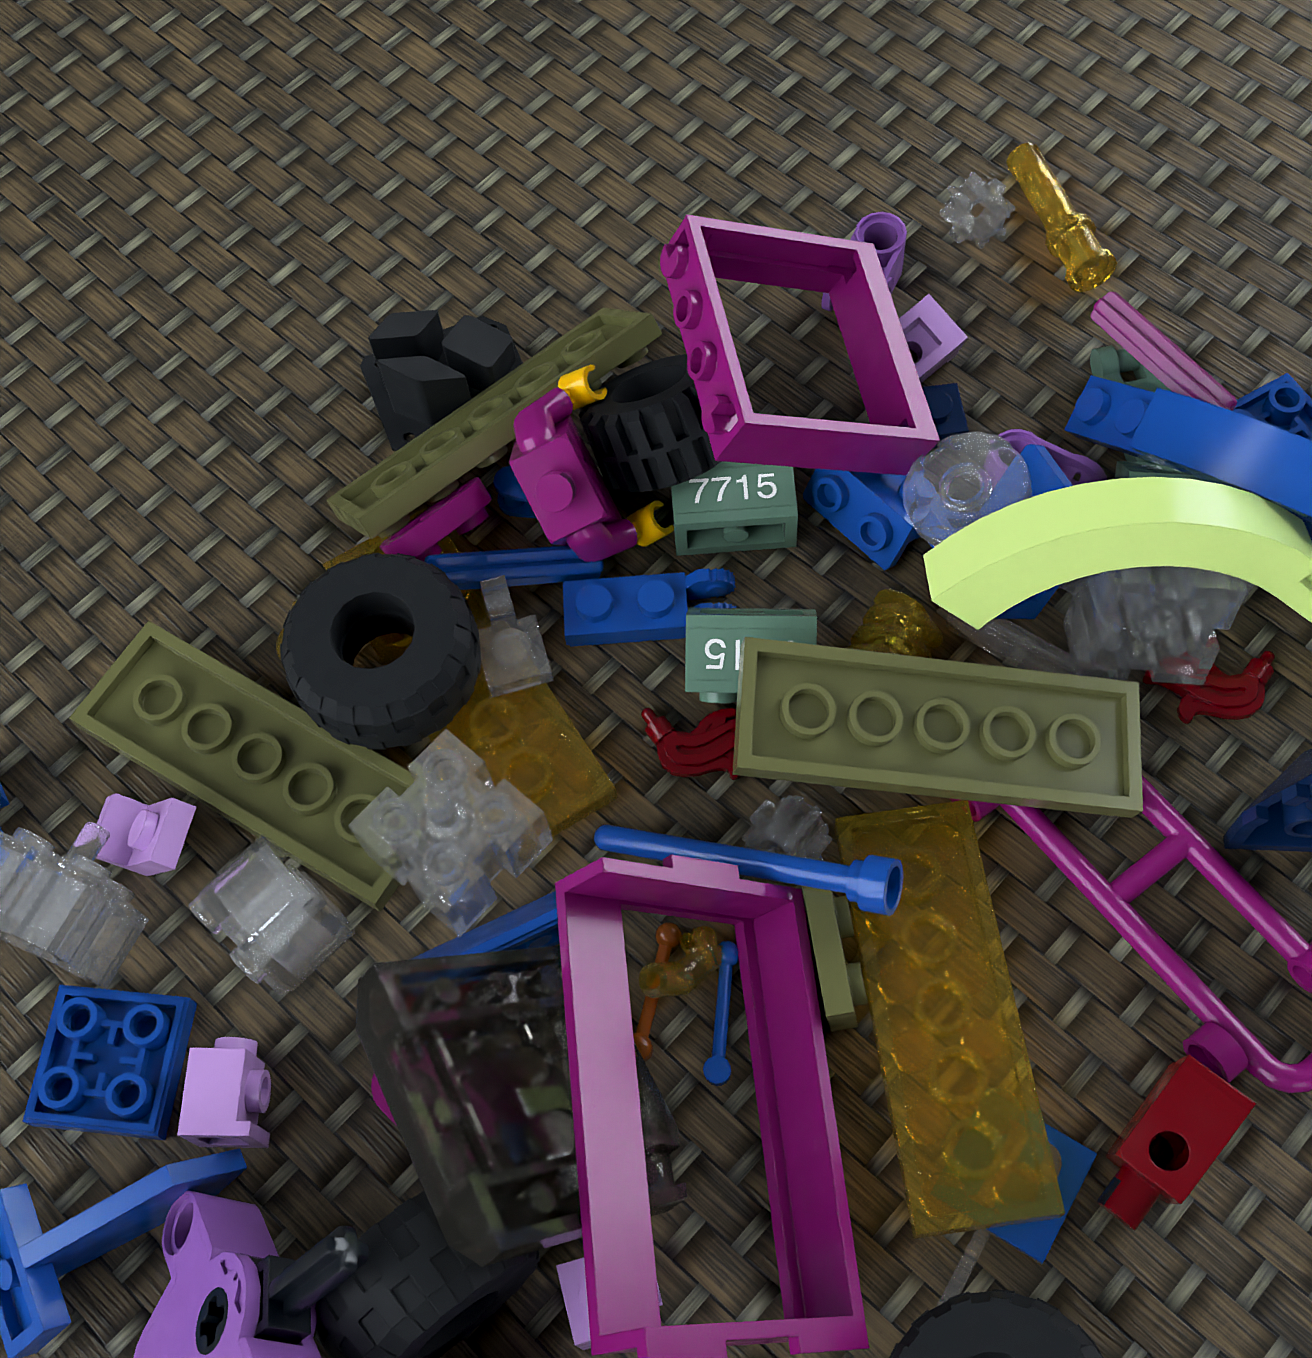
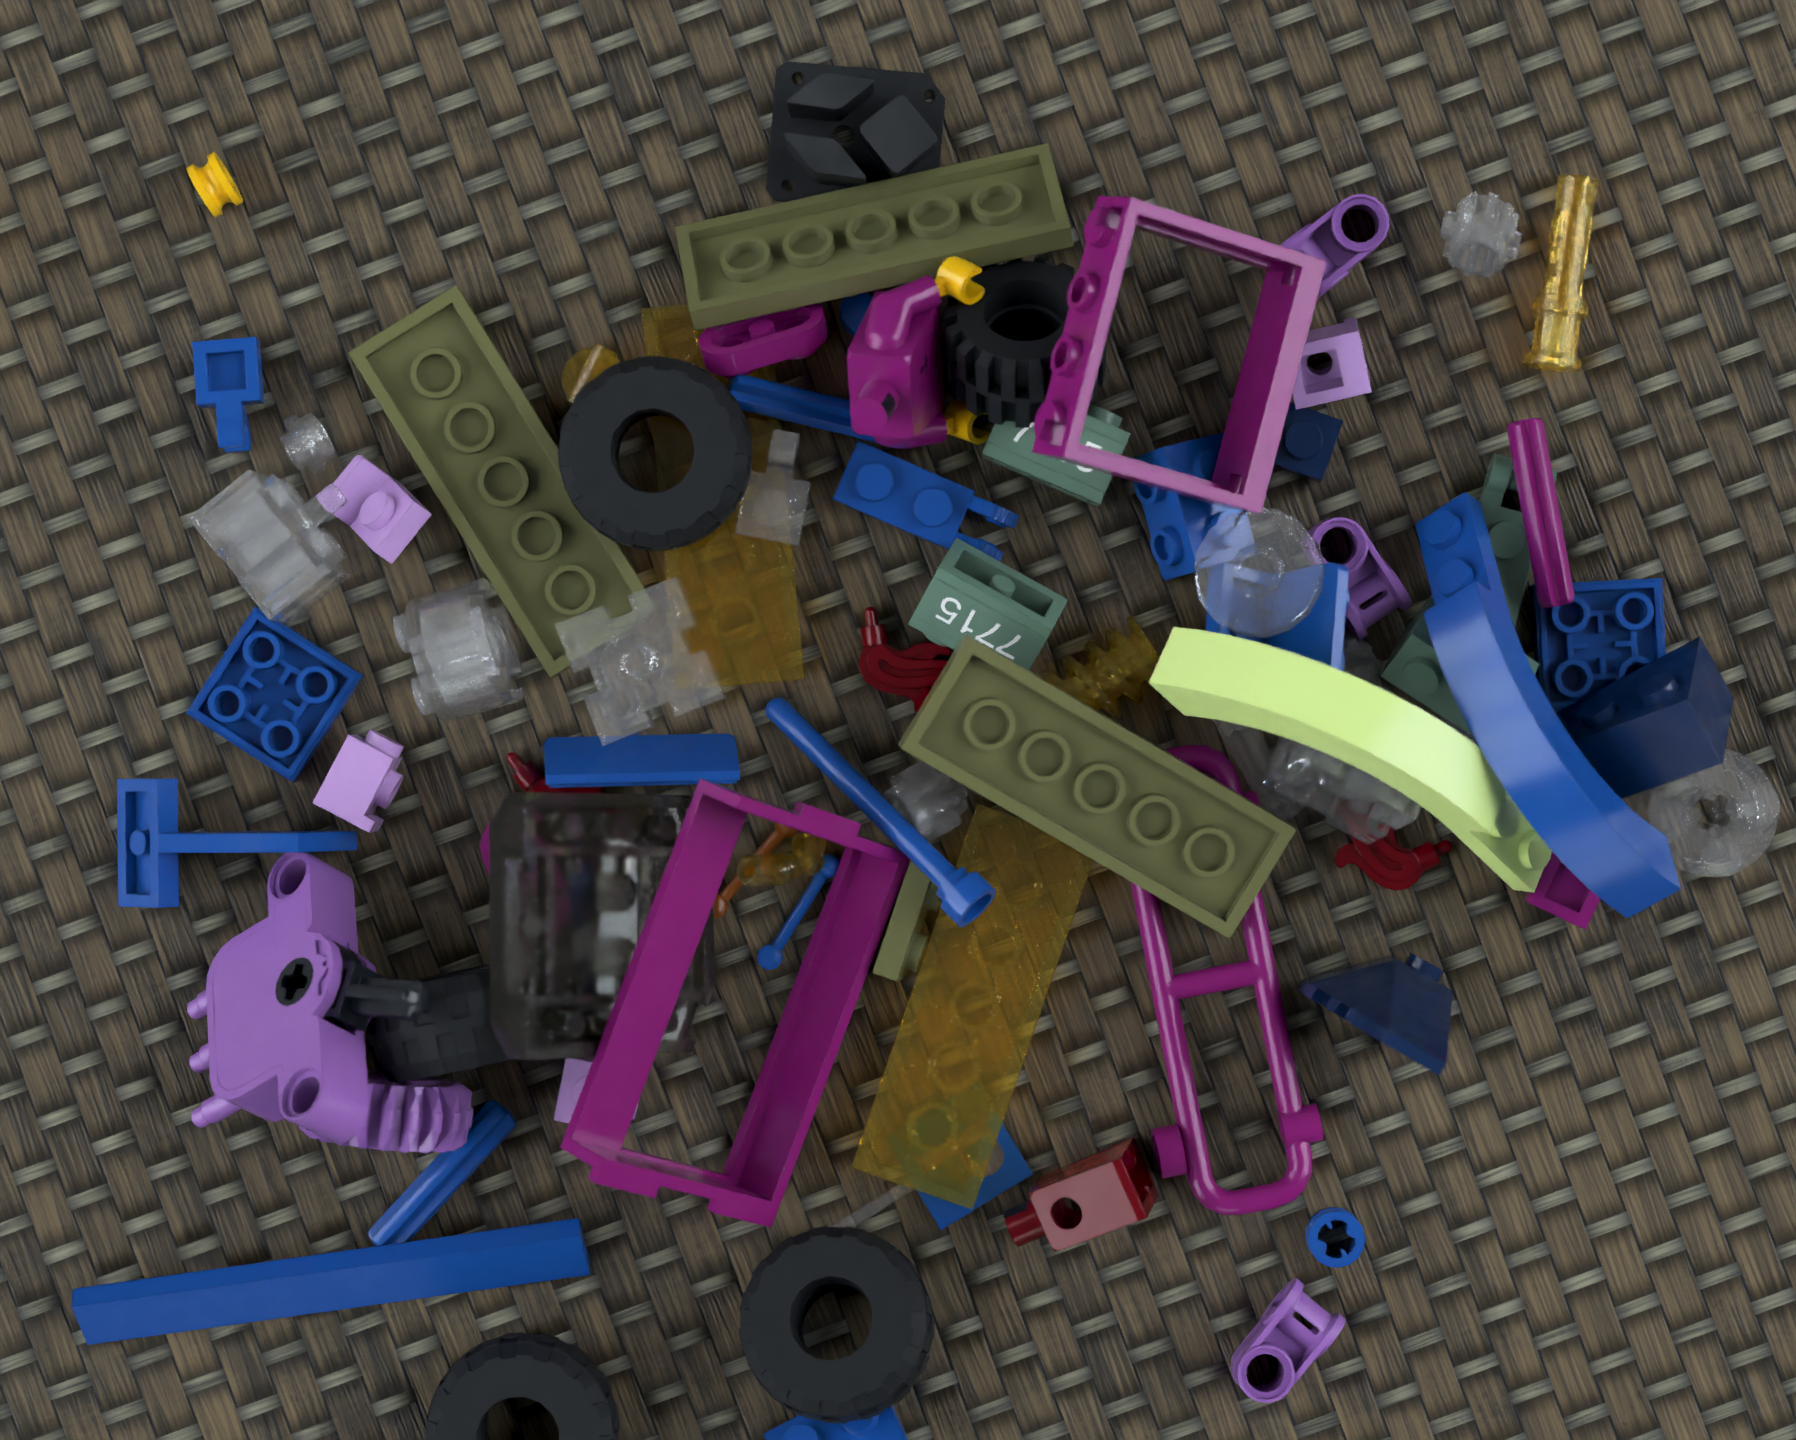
camera: 20 degrees right, 25 degrees up
(59, 812) = (307, 443): none -> clear plate

